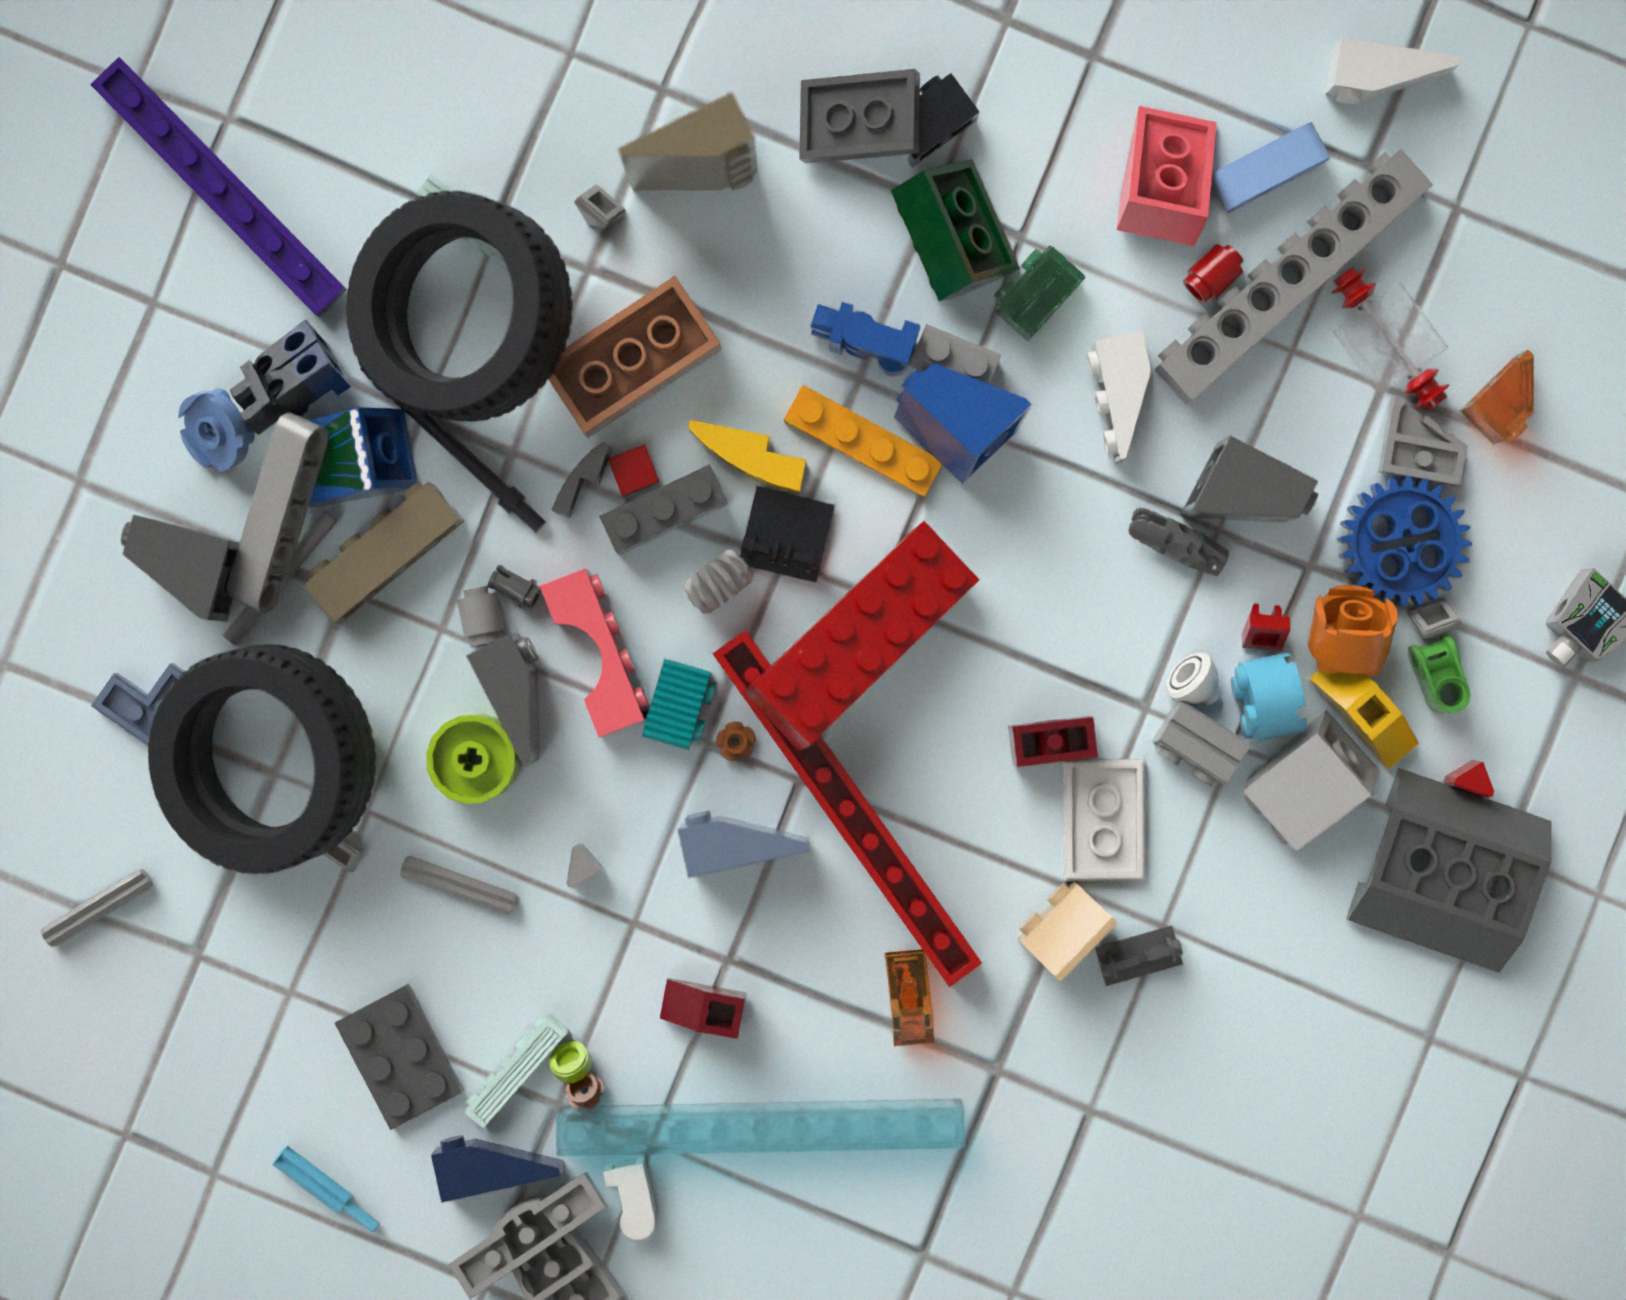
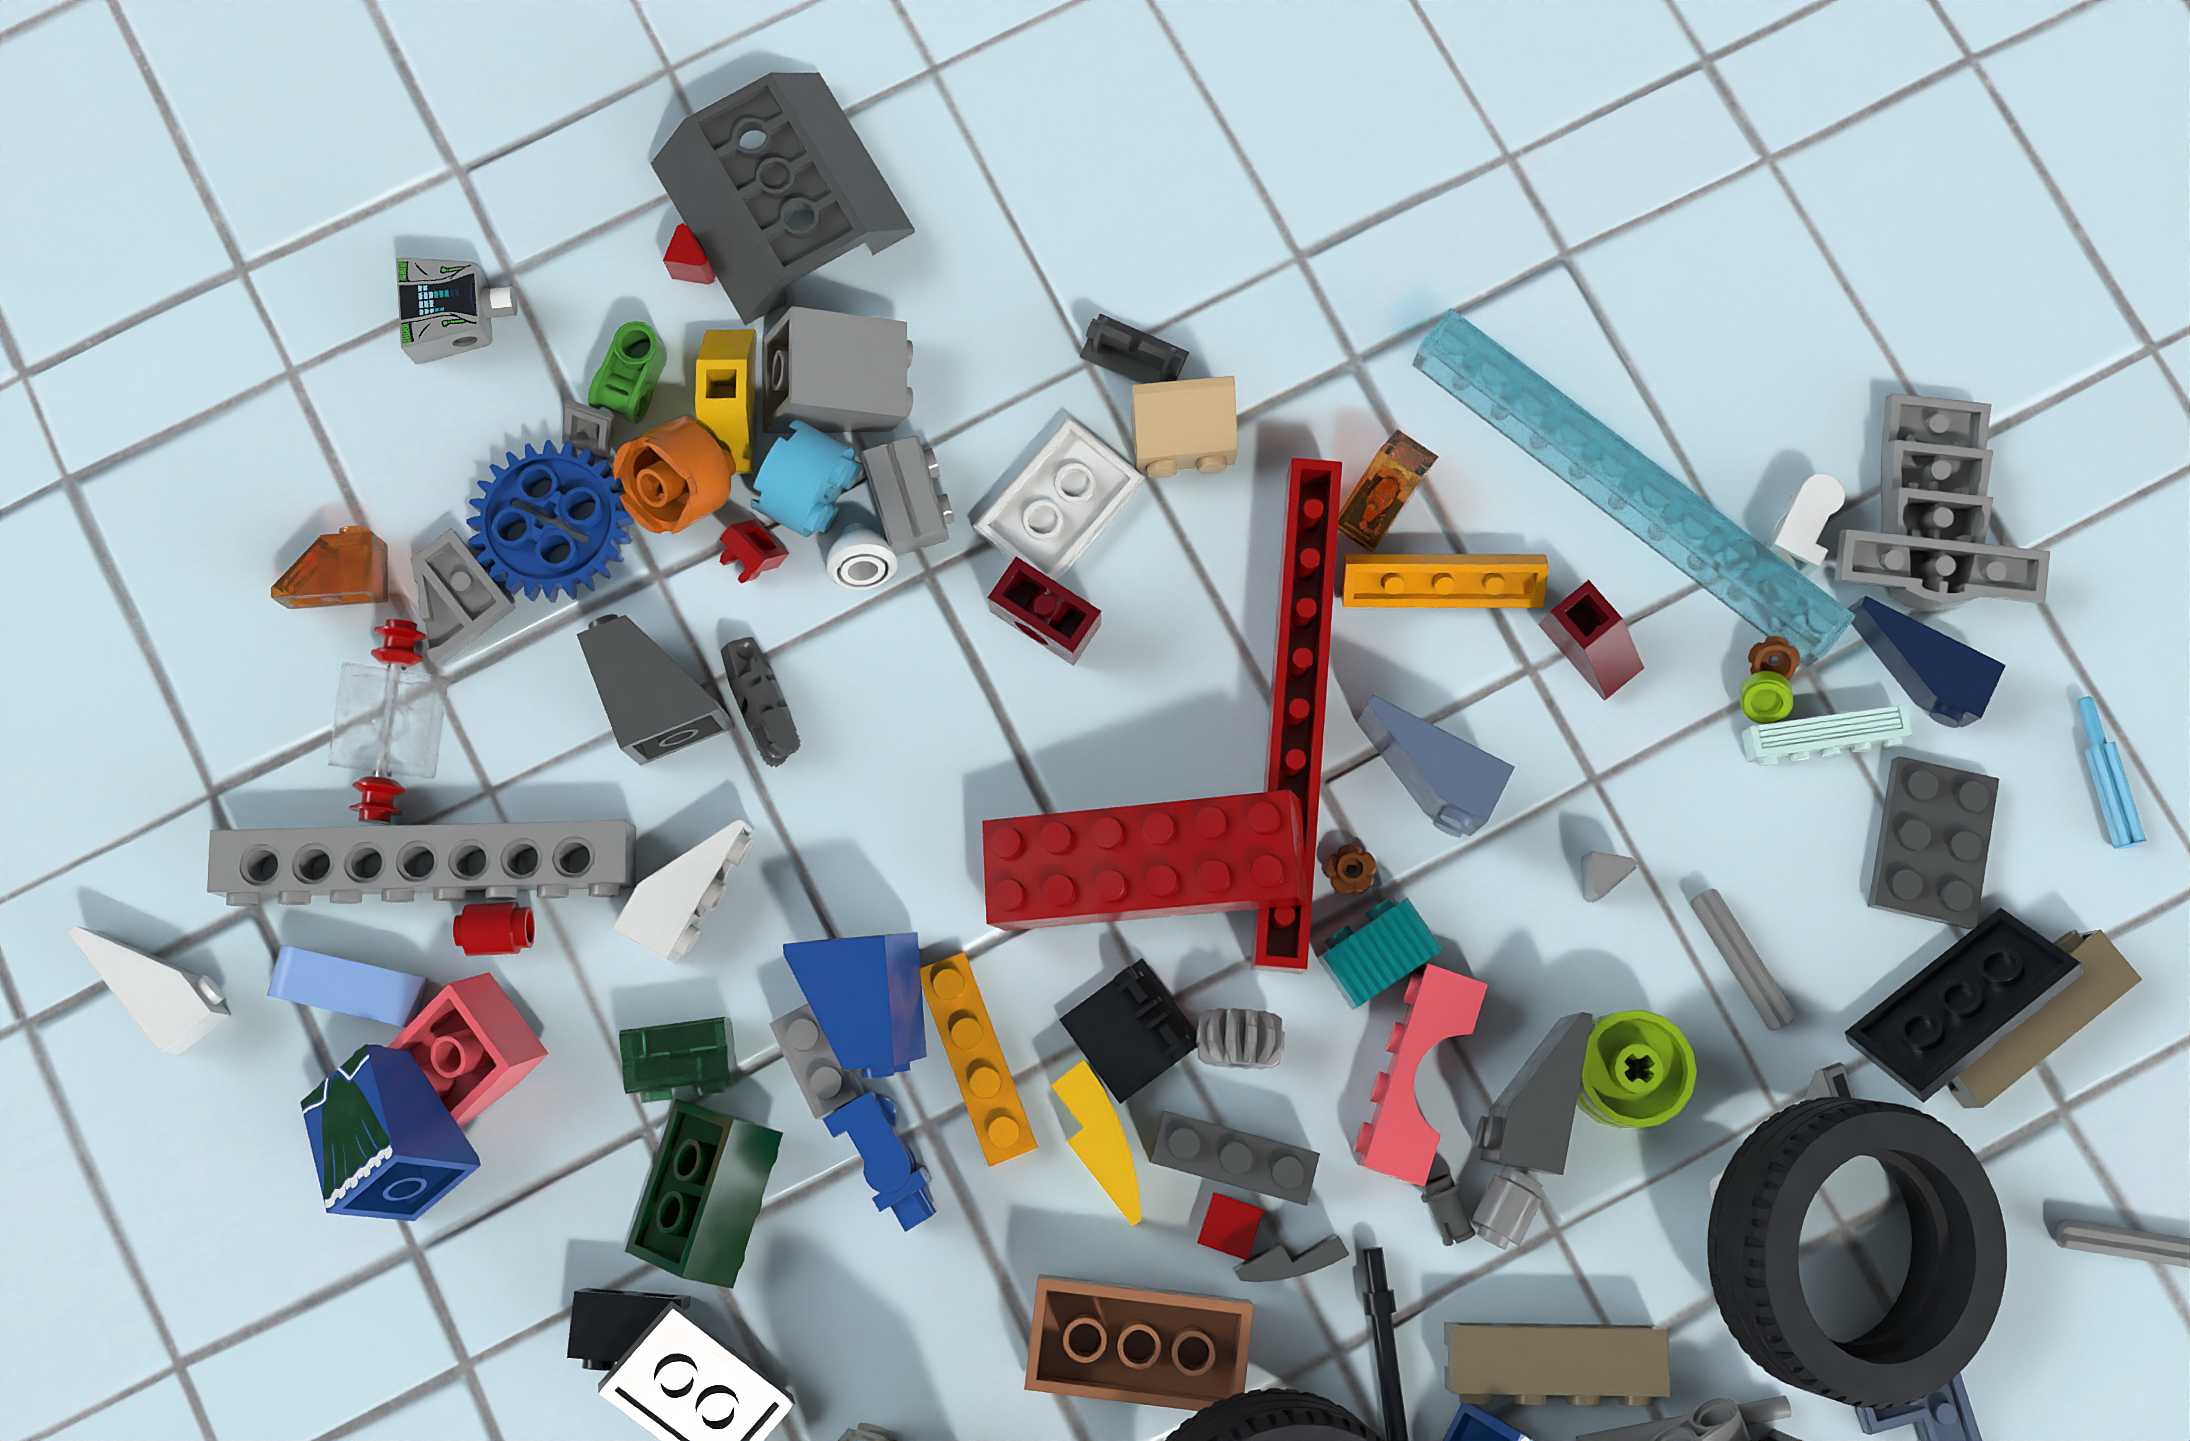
camera: 140 degrees left, 10 degrees down
(260, 993) = (2103, 982): none -> dark tan brick
(308, 965) = (1963, 1004): none -> black tile
(826, 969) = (1444, 580): none -> light orange plate
(1167, 101) = (384, 1138): none -> blue slope

